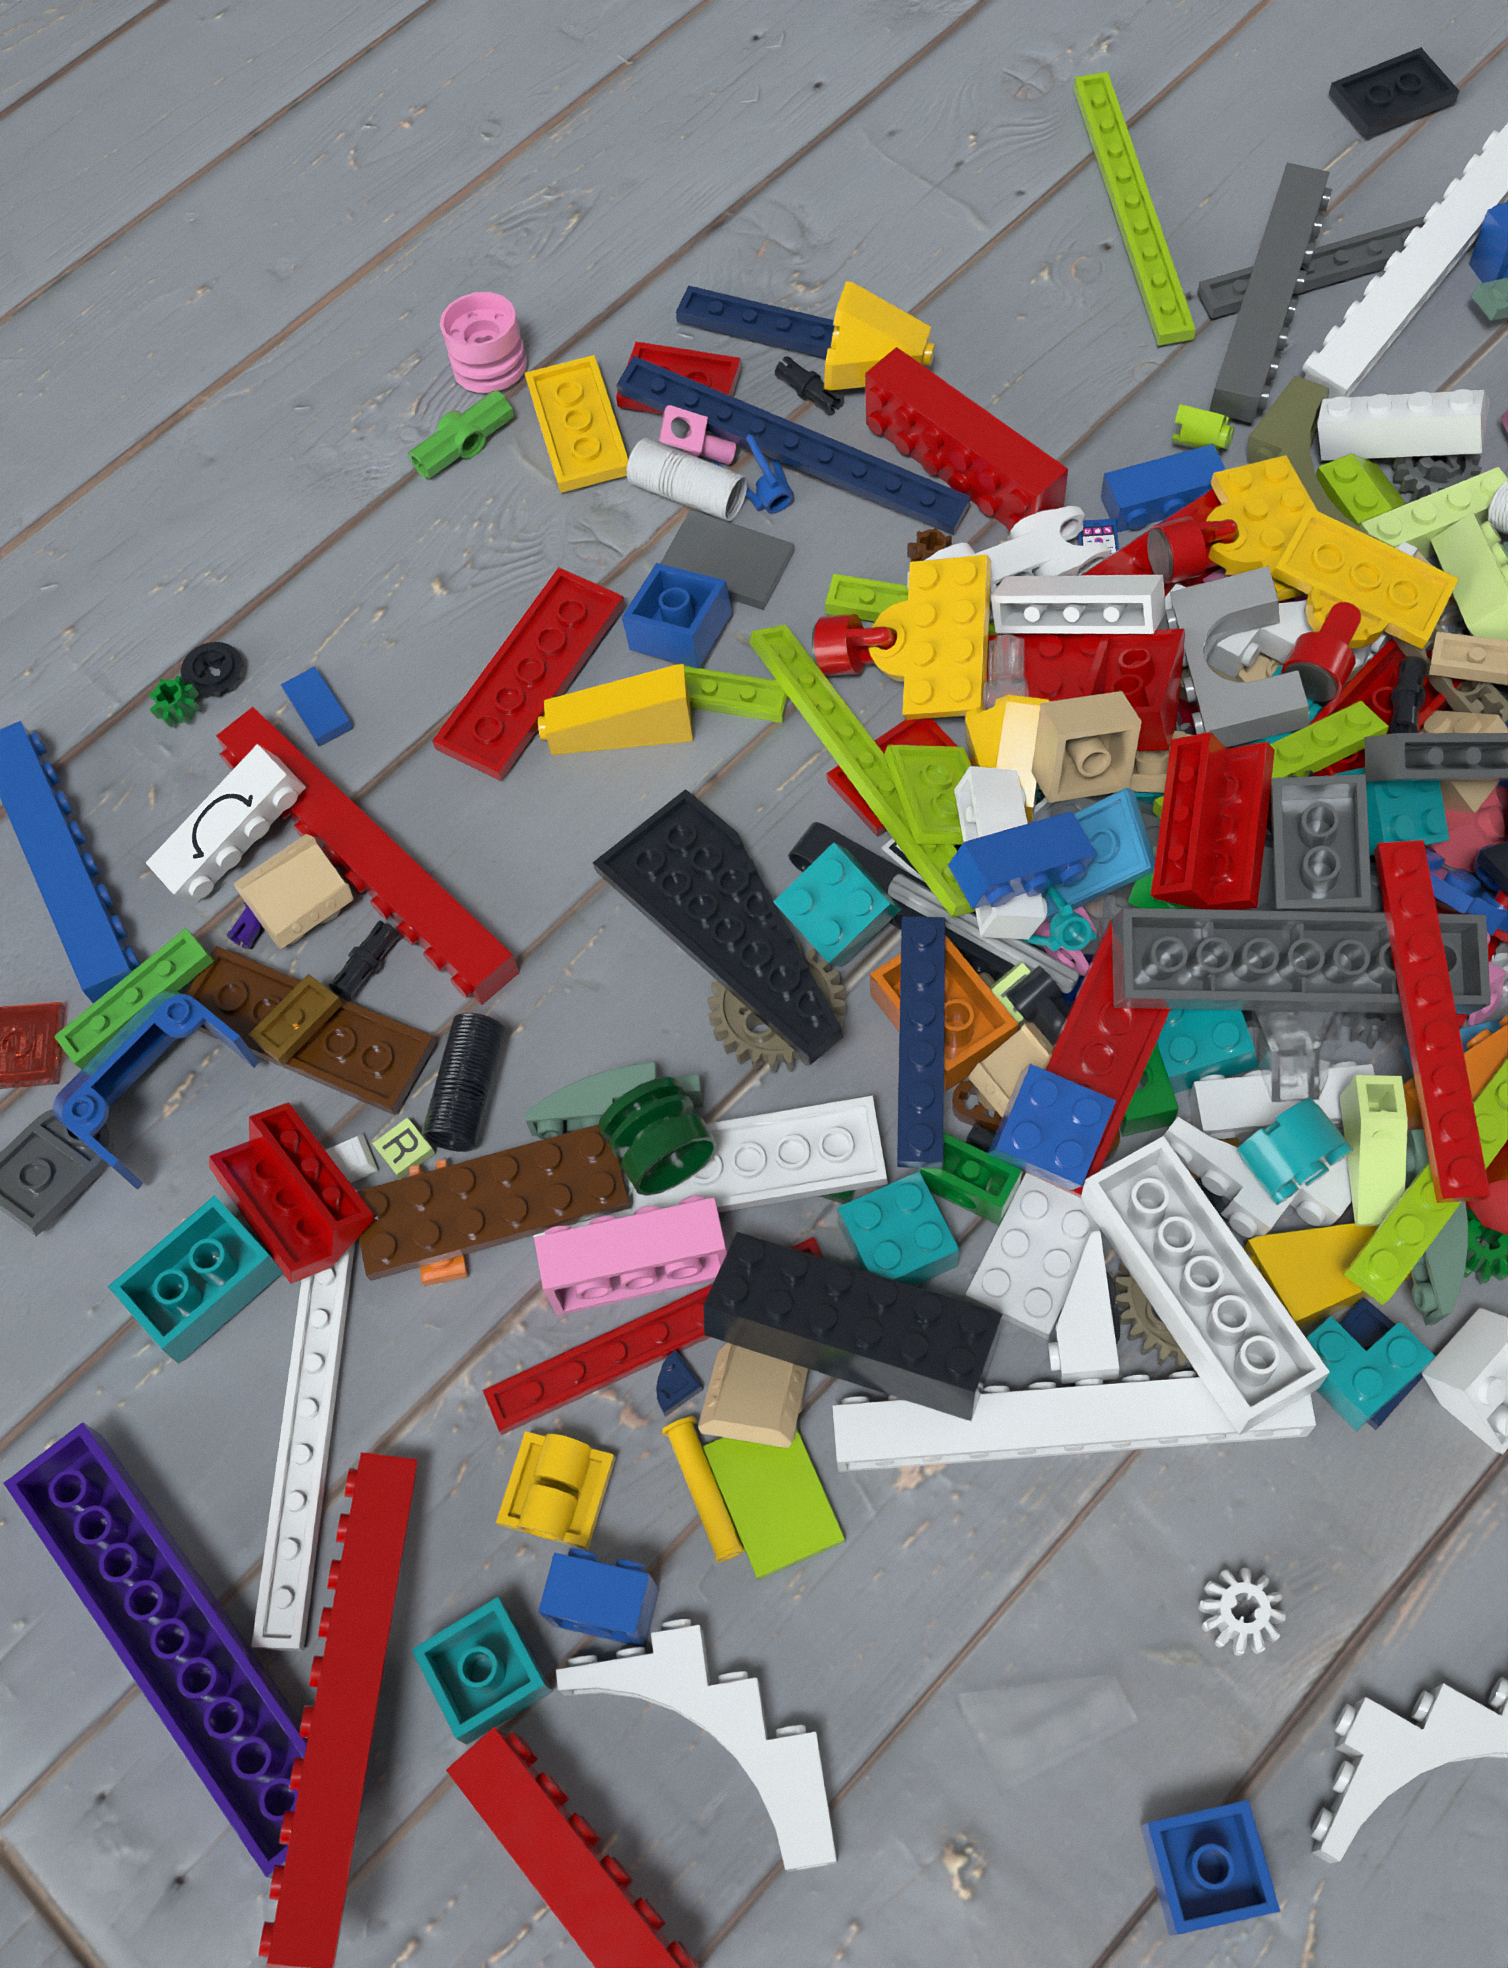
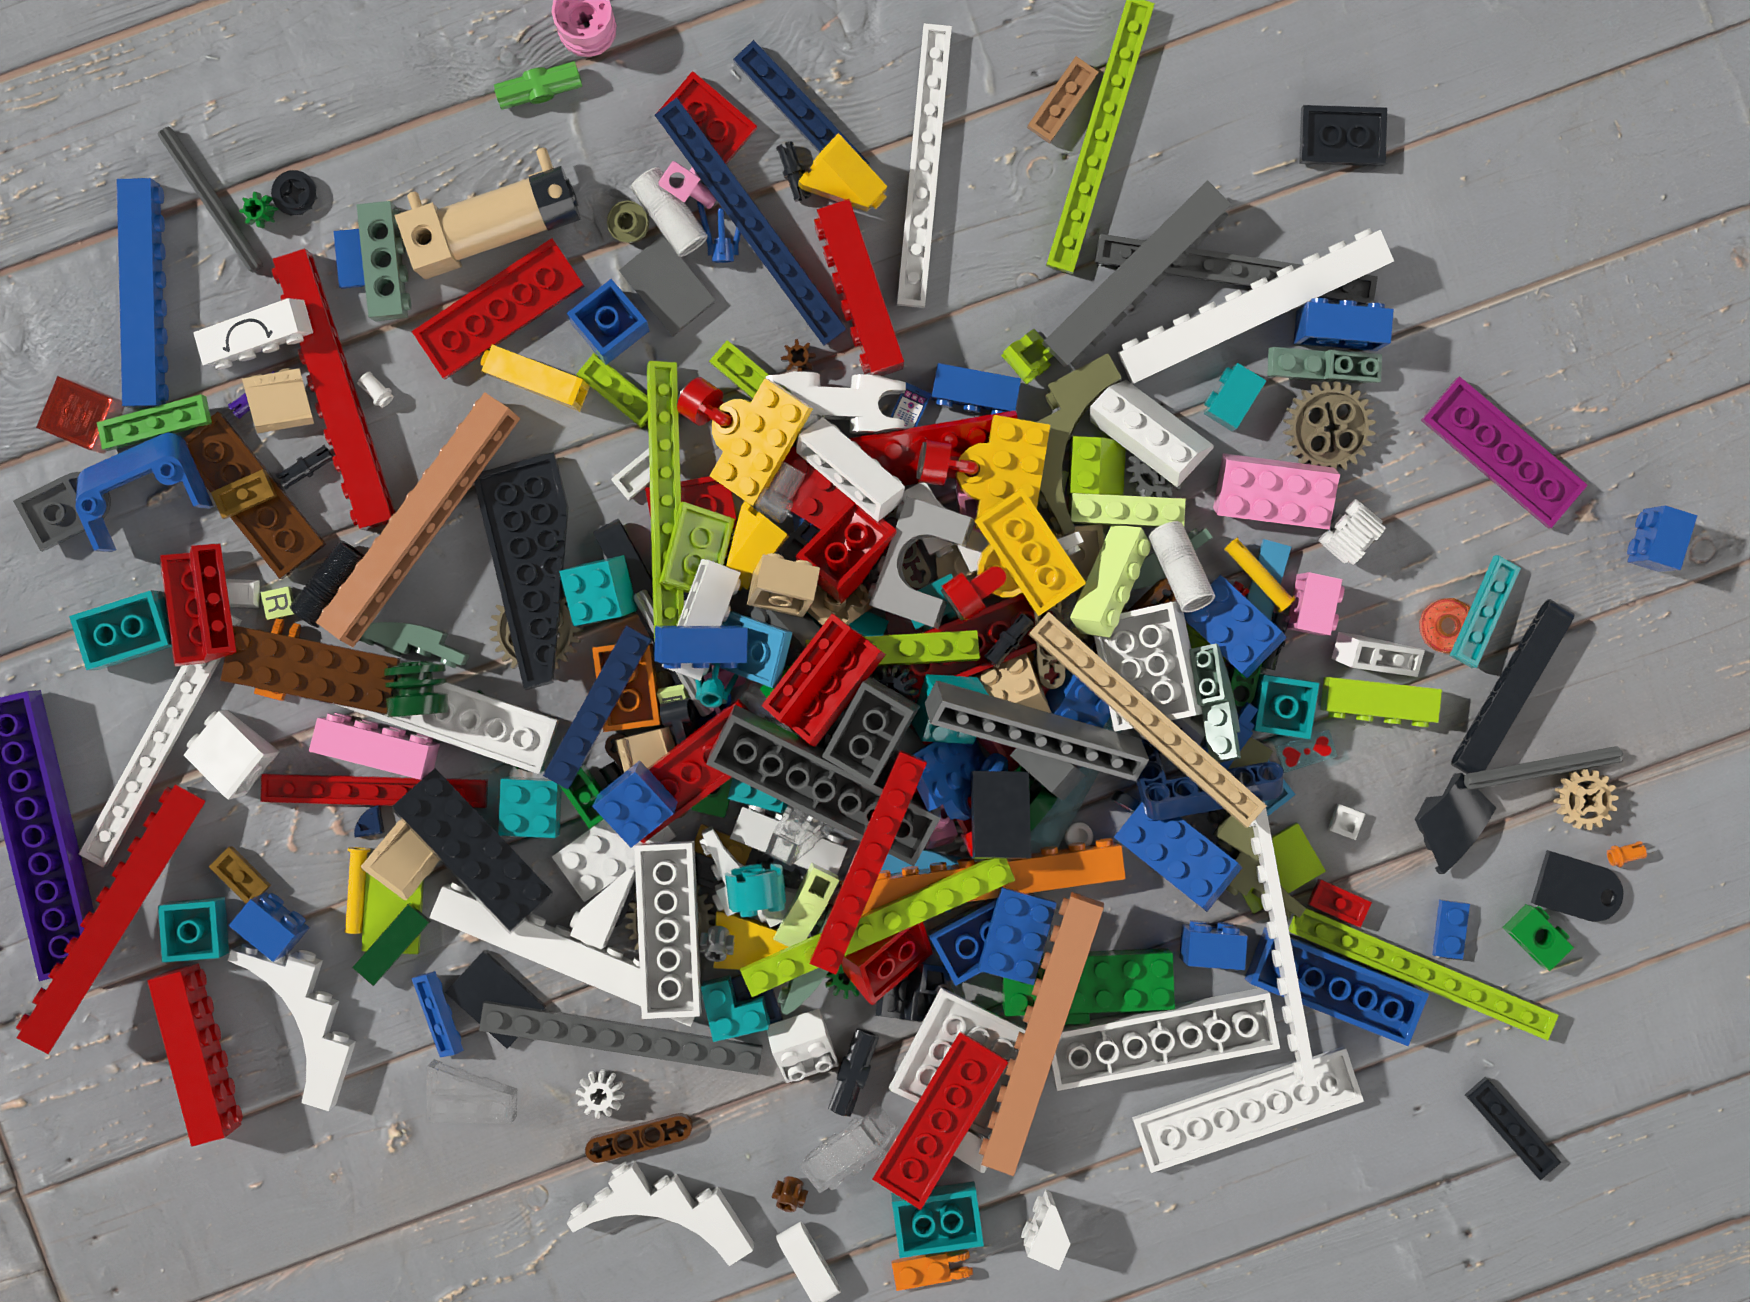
camera: 20 degrees right, 25 degrees up
(109, 724) = (210, 199): none -> dark grey axle
(344, 666) = (370, 219): none -> sand green brick
(420, 618) = (486, 220): none -> tan piece
(425, 1376) = (230, 754): none -> white slope
(426, 832) = (381, 395): none -> white pin
(512, 1554) = (239, 875): none -> pearl gold plate
(547, 948) = (418, 520): none -> nougat brick
(556, 1489) = (276, 851): yellow plate -> none
(577, 423) = (621, 118): yellow plate -> none
(642, 511) = (628, 222): none -> olive plate
(798, 1540) = (391, 944): none -> dark green tile
(806, 769) = (634, 476): none -> white tile
(925, 1616) = (437, 1014): none -> blue plate
(955, 312) = (924, 165): none -> white plate
(999, 1551) = (490, 982): none -> black tile
(1068, 193) = (1062, 99): none -> medium nougat plate
(1209, 1868) = (509, 1203): blue brick -> none
(1218, 1508) = (620, 1037): none -> dark grey plate
(1284, 1269) = (717, 943): none -> flat silver gear
(1335, 1650) = (640, 1142): none -> reddish brown beam
(1469, 356) = (1234, 396): none -> teal brick

